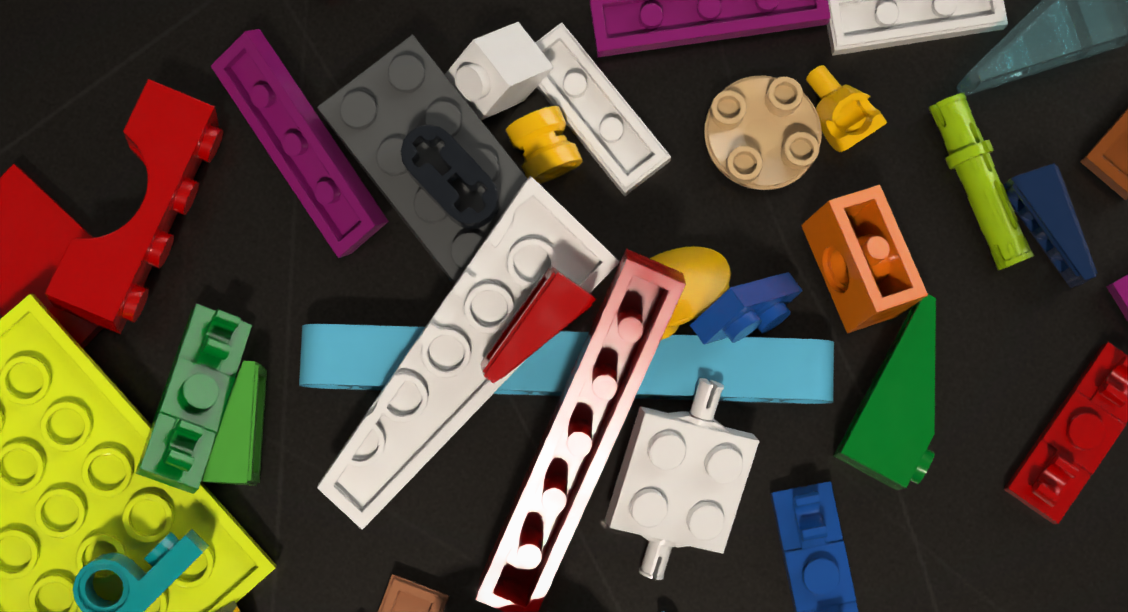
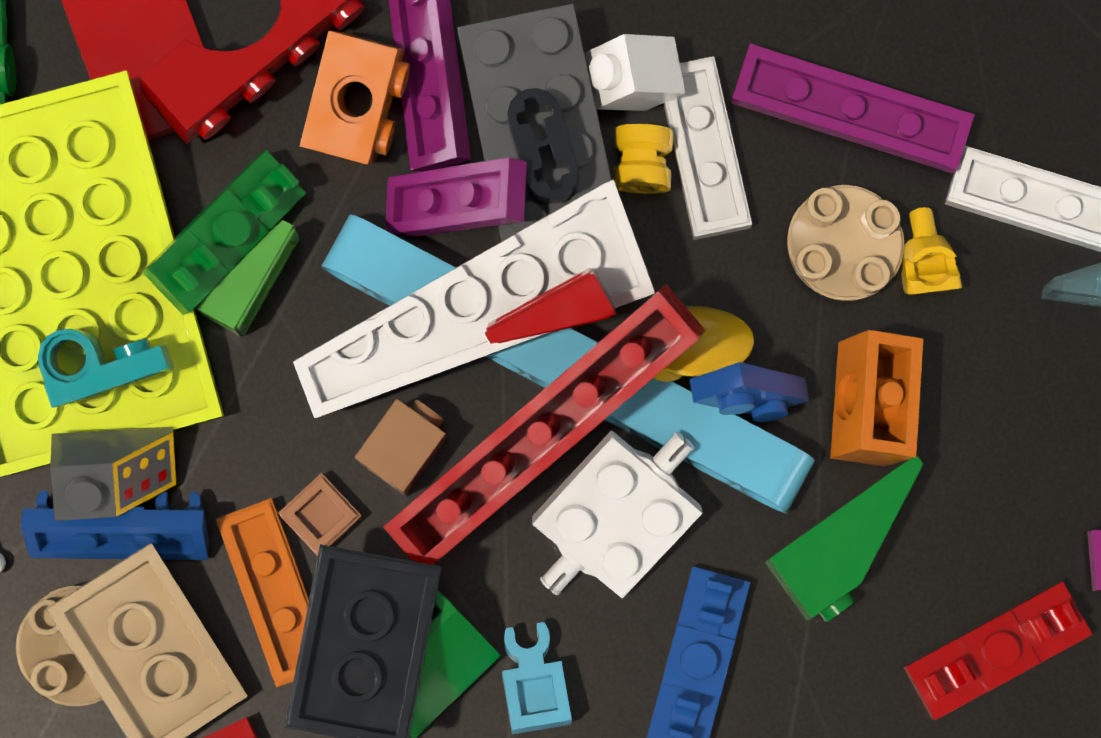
camera: 25 degrees right, 0 degrees up
(242, 251) = (329, 123): none -> orange brick
(394, 263) = (456, 198): none -> magenta plate
(455, 512) = (403, 445): none -> medium nougat brick
(976, 171) = (1021, 370): lime pin -> none
(1049, 215) = (1065, 439): dark blue slope -> none

